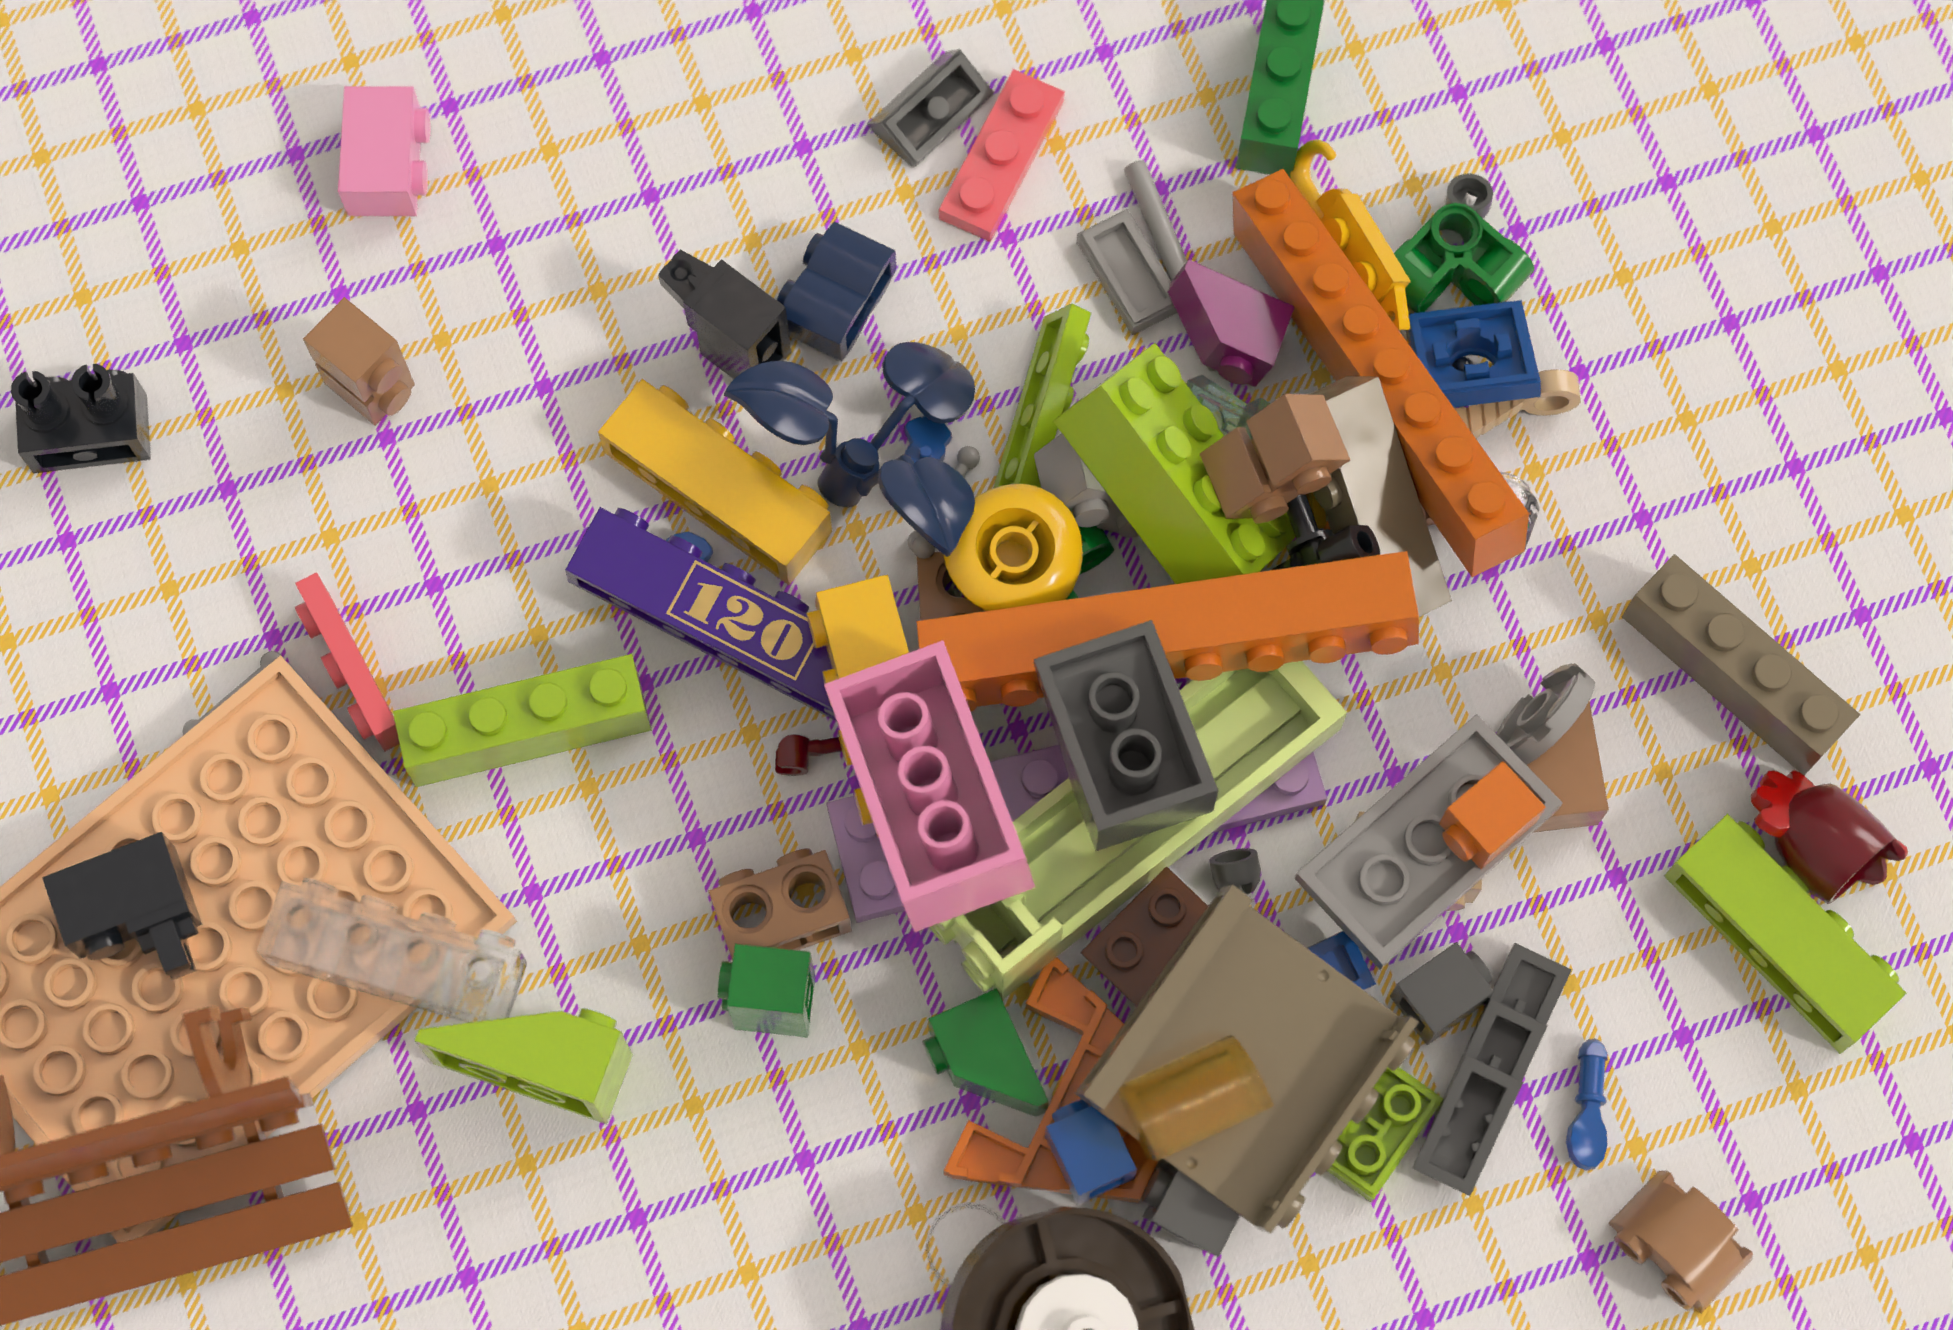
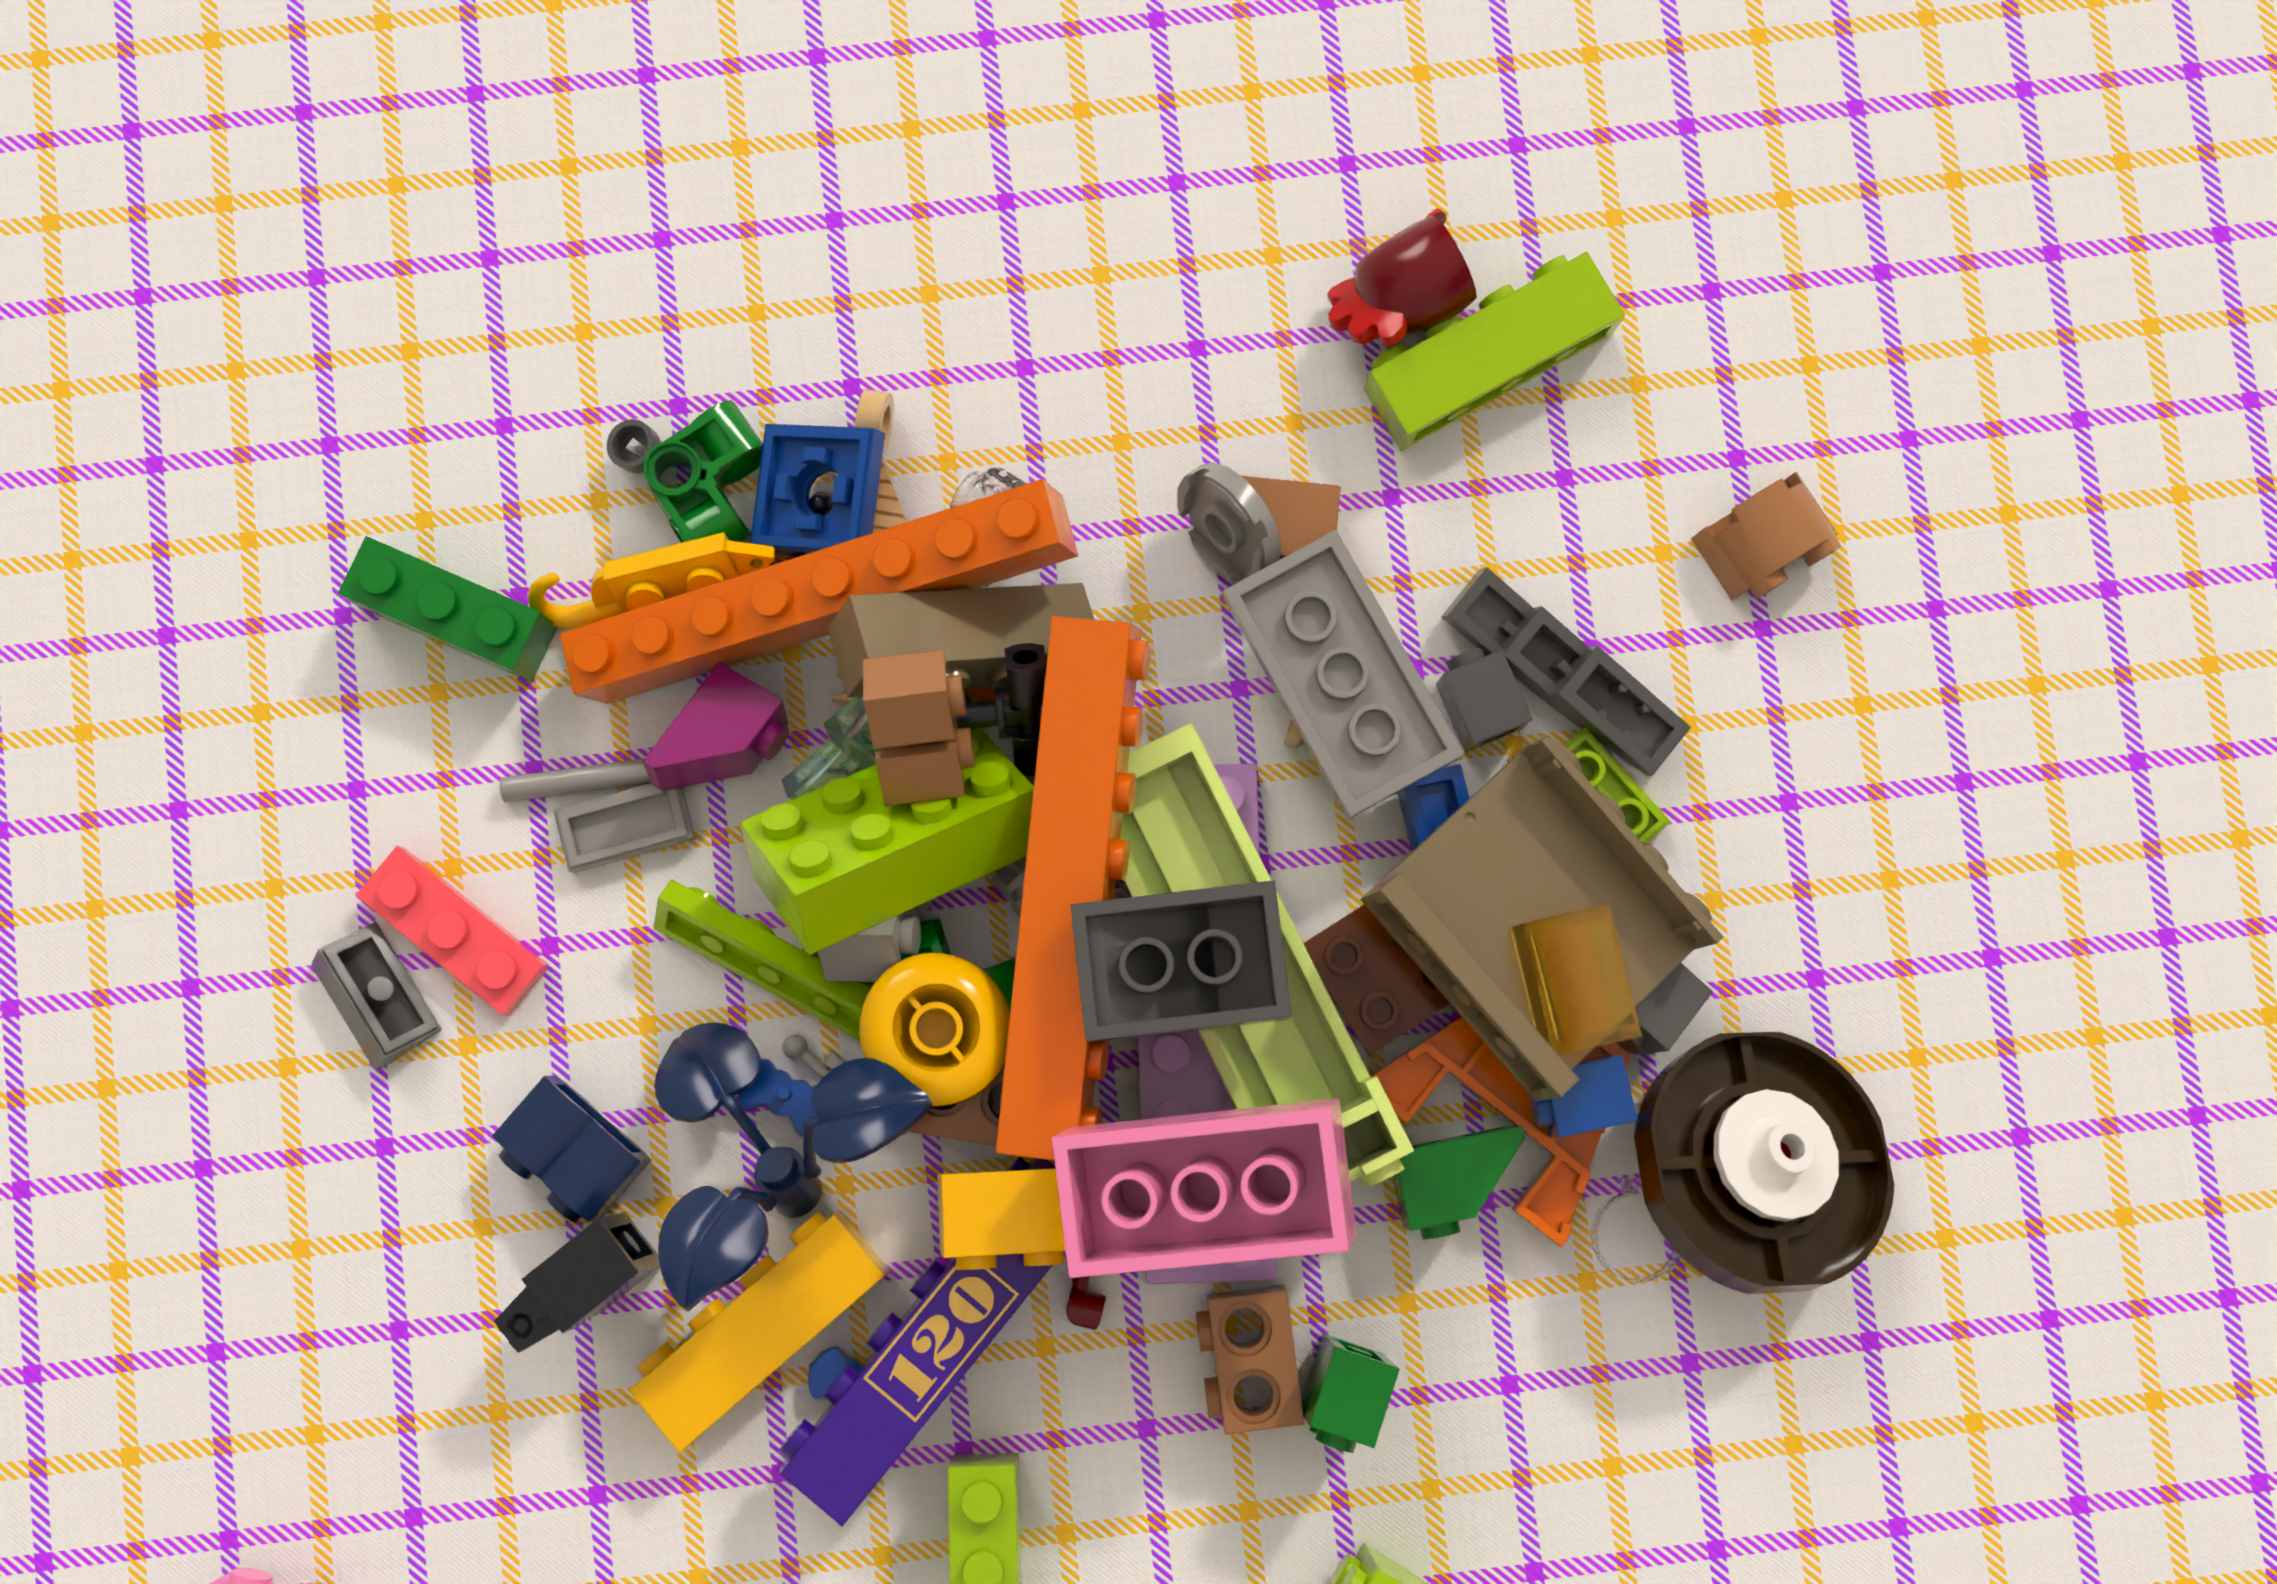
camera: 80 degrees left, 10 degrees up
(1236, 868) = (1309, 874): dark grey hinge -> none
(1490, 816) = (1345, 606): orange brick -> none
(1587, 1133) = (1645, 596): blue piece -> none
(1739, 664) = (1212, 314): dark tan brick -> none

